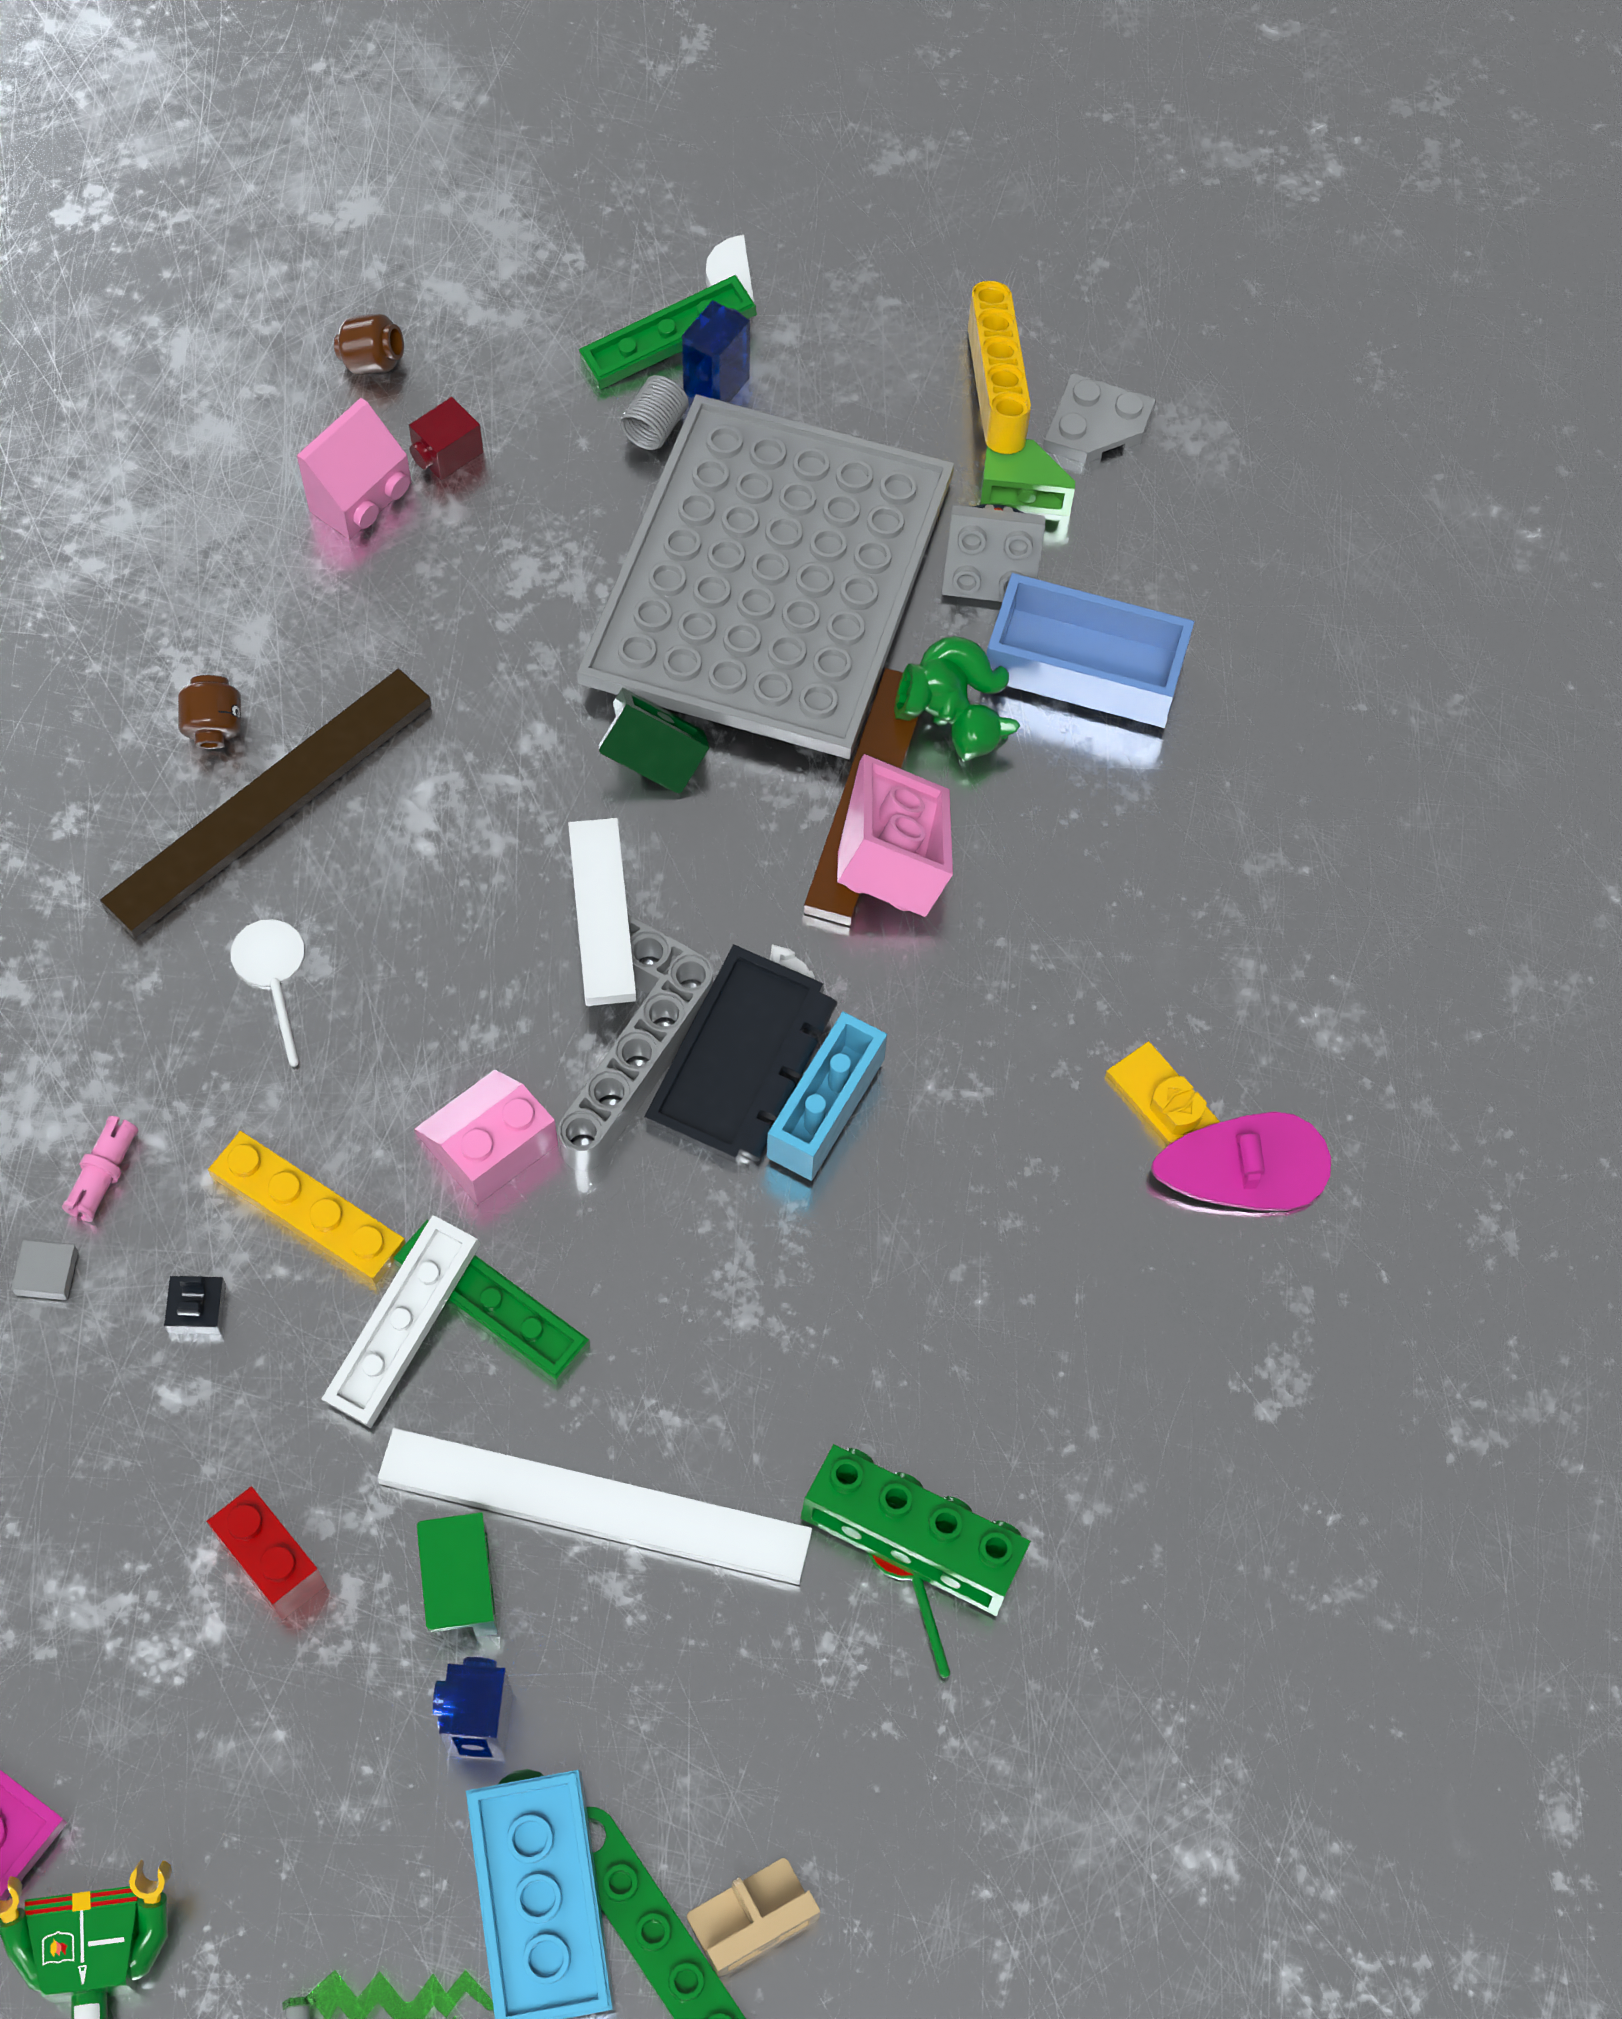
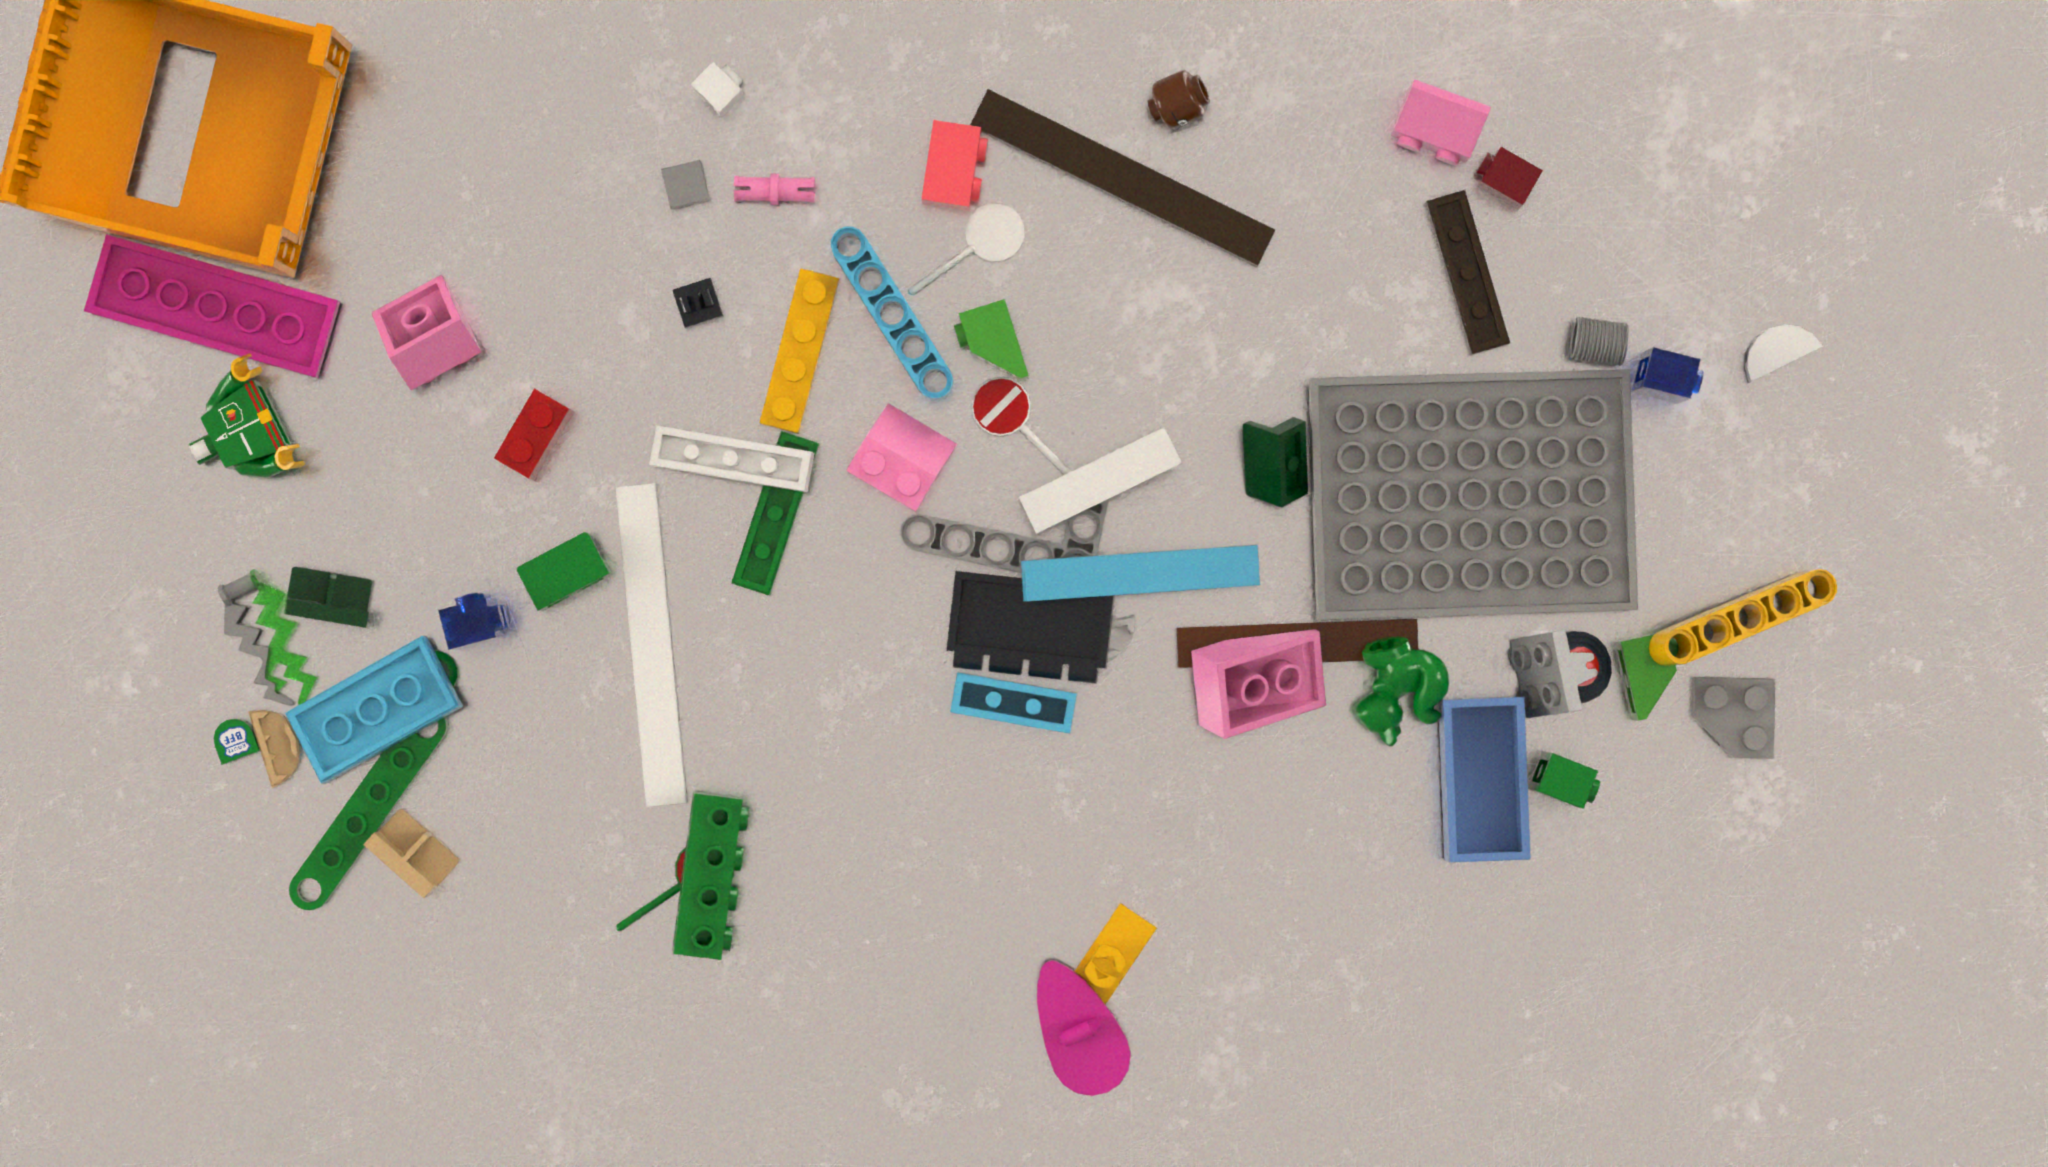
camera: 70 degrees right, 25 degrees up
(74, 1649) = (425, 333): none -> bright pink slope
(168, 962) = (953, 164): none -> coral brick
(286, 1073) = (887, 294): none -> medium azure beam
(364, 1909) = (328, 597): none -> dark green panel
(369, 344) = (1581, 74): reddish brown head -> none
(391, 983) = (992, 338): none -> bright green slope
(477, 1009) = (1003, 408): none -> red piece
(528, 512) = (1467, 272): none -> dark brown tile
(658, 334) = (1691, 320): green tile -> none
(724, 913) = (1140, 573): none -> medium azure tile
(1118, 564) = (1564, 780): none -> green brick

